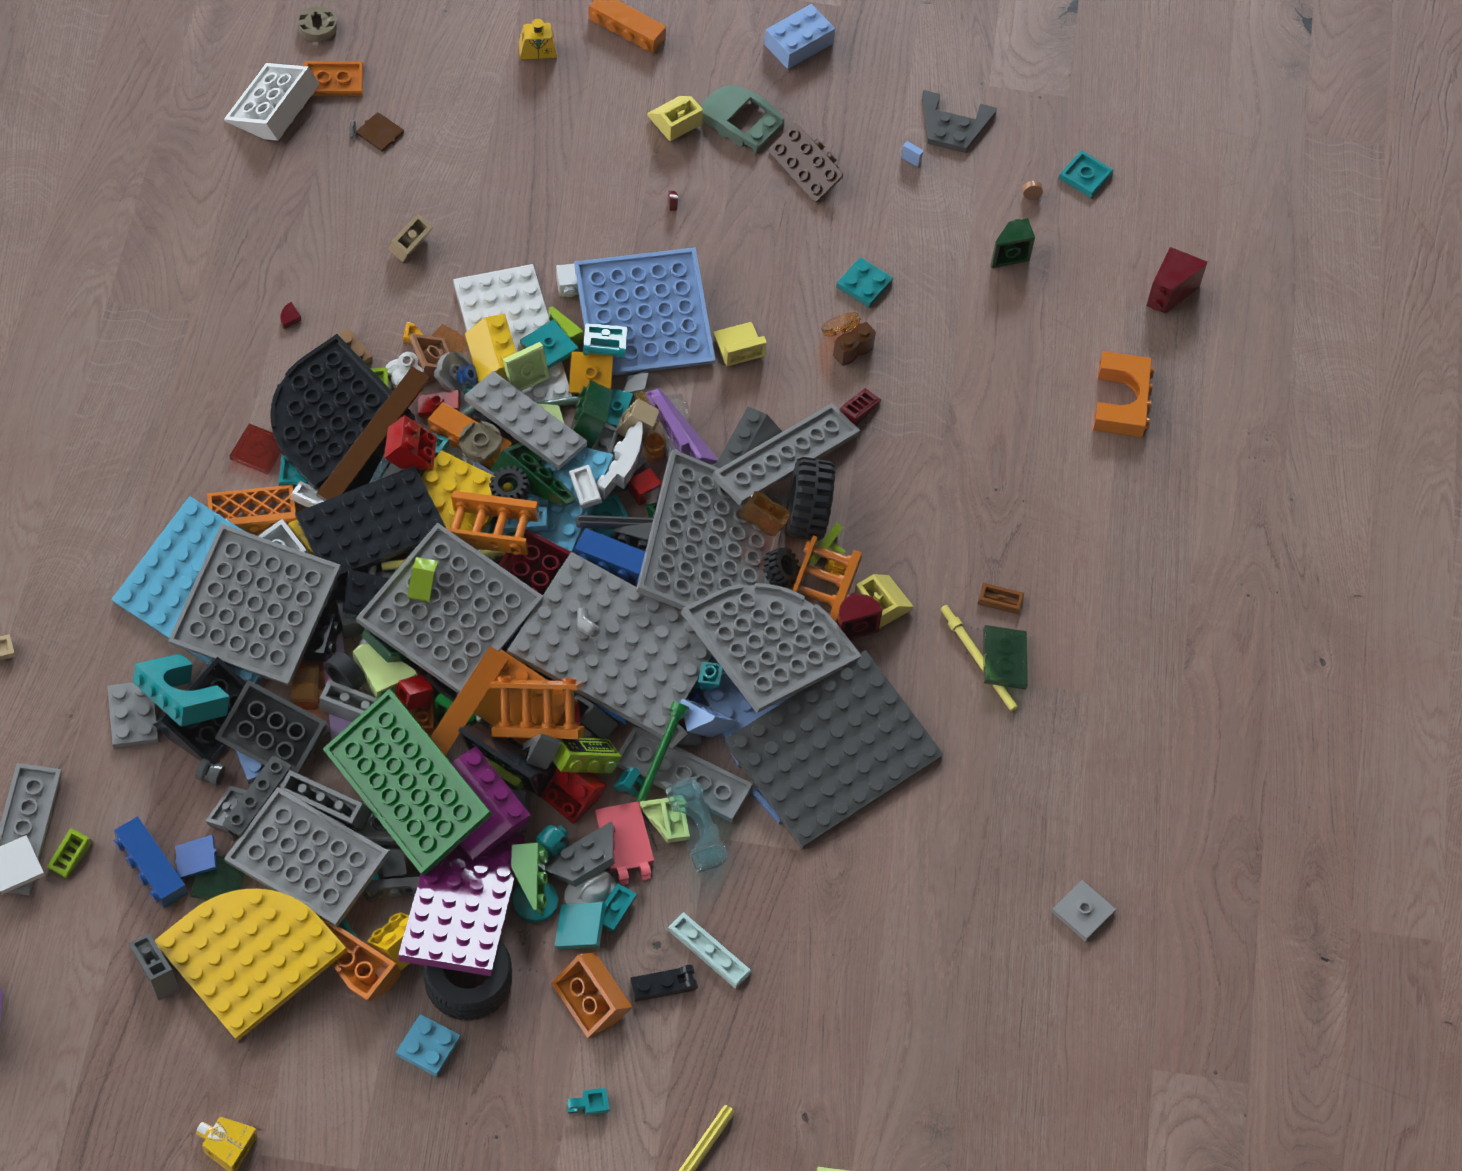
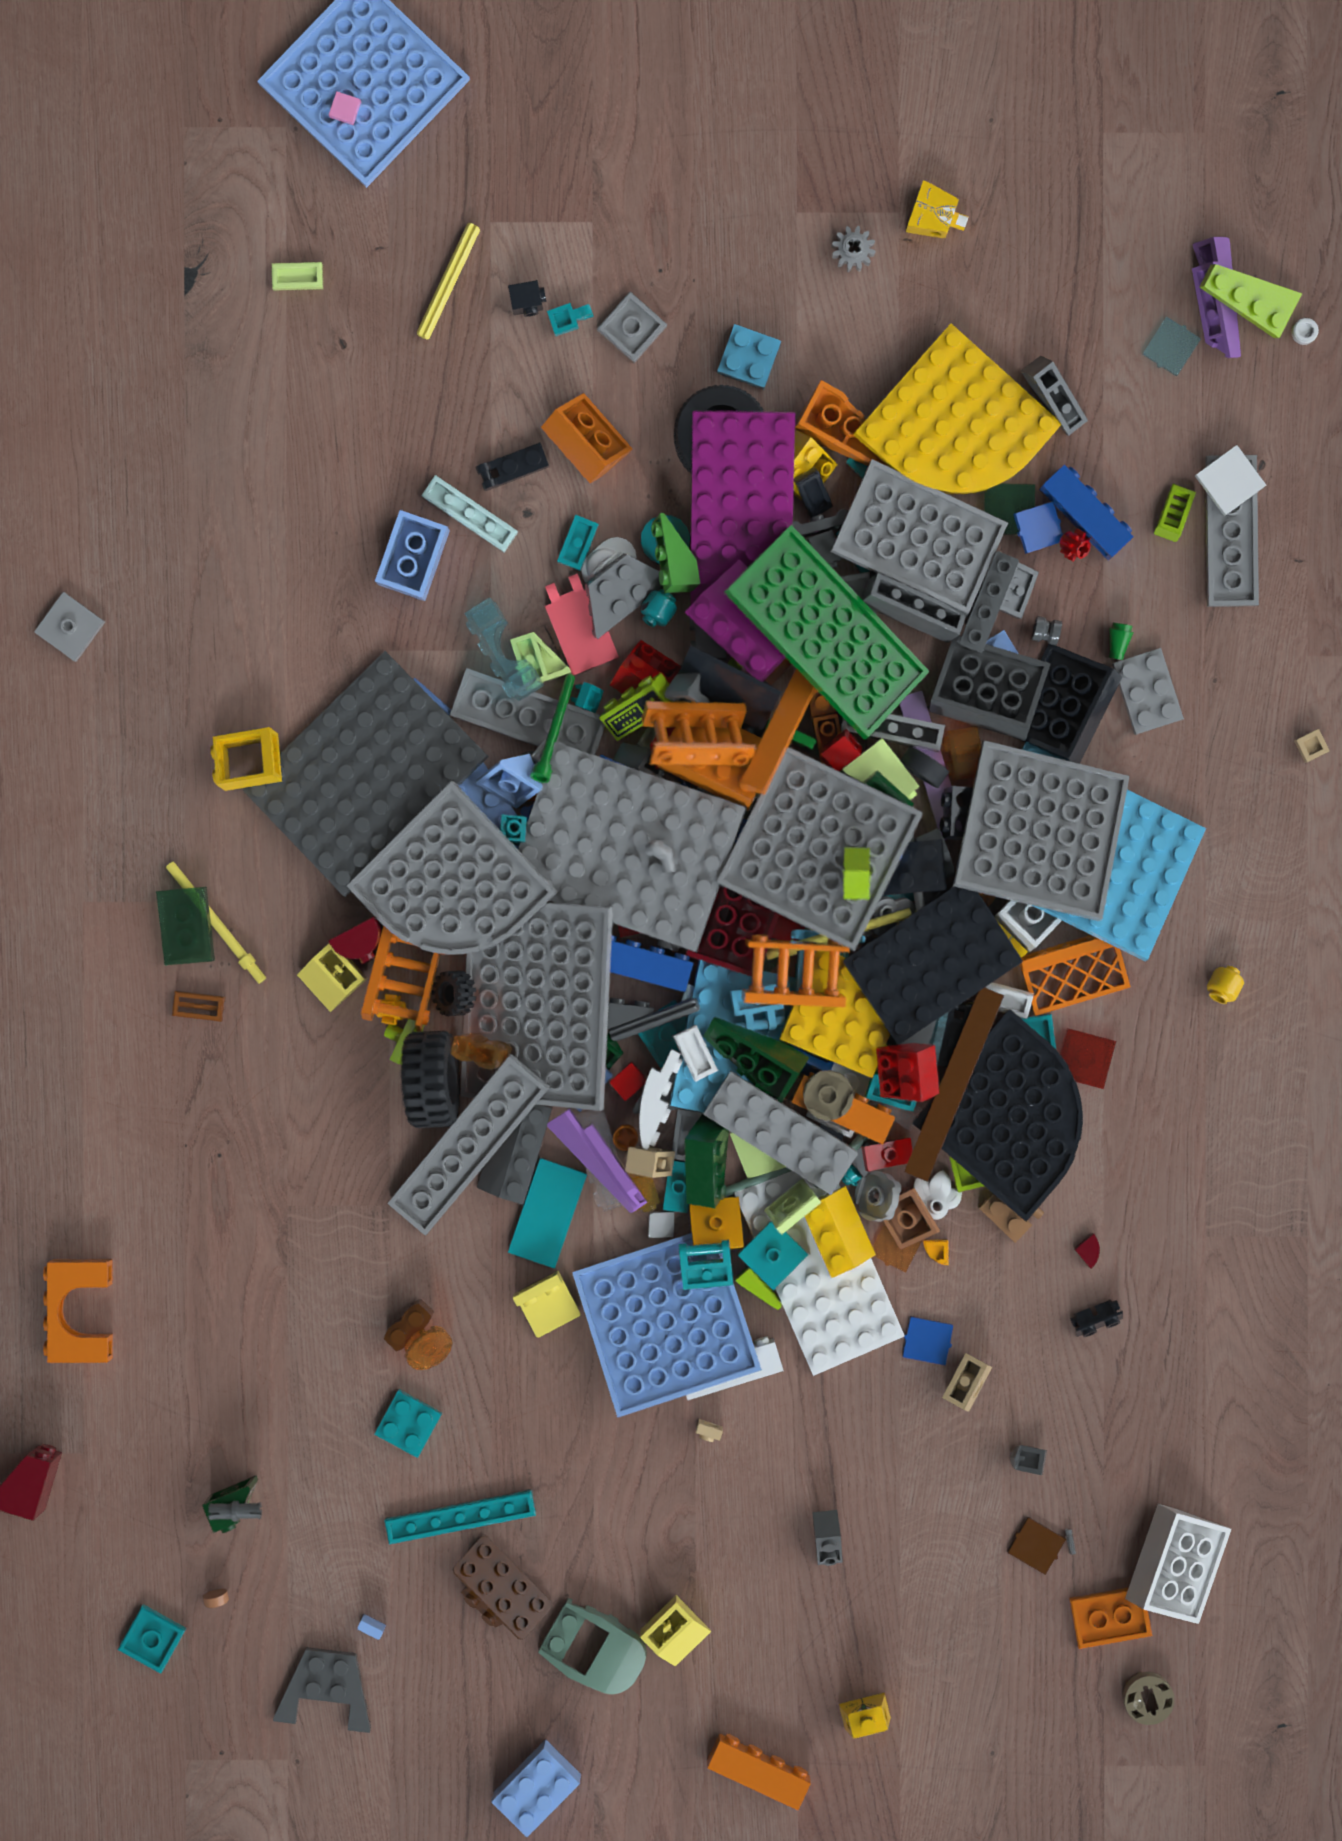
camera: 175 degrees right, 30 degrees up
(34, 995) = (1171, 346): none -> clear light blue piece
(126, 480) = (1225, 984): none -> yellow head
(146, 757) = (1119, 639): none -> green cone
(157, 681) = (1091, 680): teal arch -> none
(167, 835) = (1075, 544): none -> red gear
(301, 265) = (1106, 1316): none -> black hinge
(310, 1130) = (854, 258): none -> light grey gear
(373, 184) = (1028, 1459): none -> dark grey plate
(393, 911) = (813, 492): none -> black tile
(434, 276) = (927, 1340): none -> blue piece
(467, 374) = (862, 1193): blue plate -> none
(510, 475) = (796, 1023): black tyre -> none
(532, 1088) = (632, 327): none -> light grey tile
(543, 157) = (827, 1537): none -> dark grey slope
(580, 925) = (611, 513): teal tile -> none
(623, 239) = (709, 1431): none -> tan plate
(626, 1124) = (527, 298): none -> black brick
(673, 200) = (658, 1503): dark red tile -> none
(727, 405) = (547, 1213): none -> teal tile
(766, 915) = (412, 555): none -> light blue brick
(832, 215) = (460, 1517): none -> teal tile
(861, 414) = (402, 1223): dark red slope -> none
(914, 771) = (270, 755): none -> yellow window
(1008, 226) = (235, 1511): none -> dark grey pin

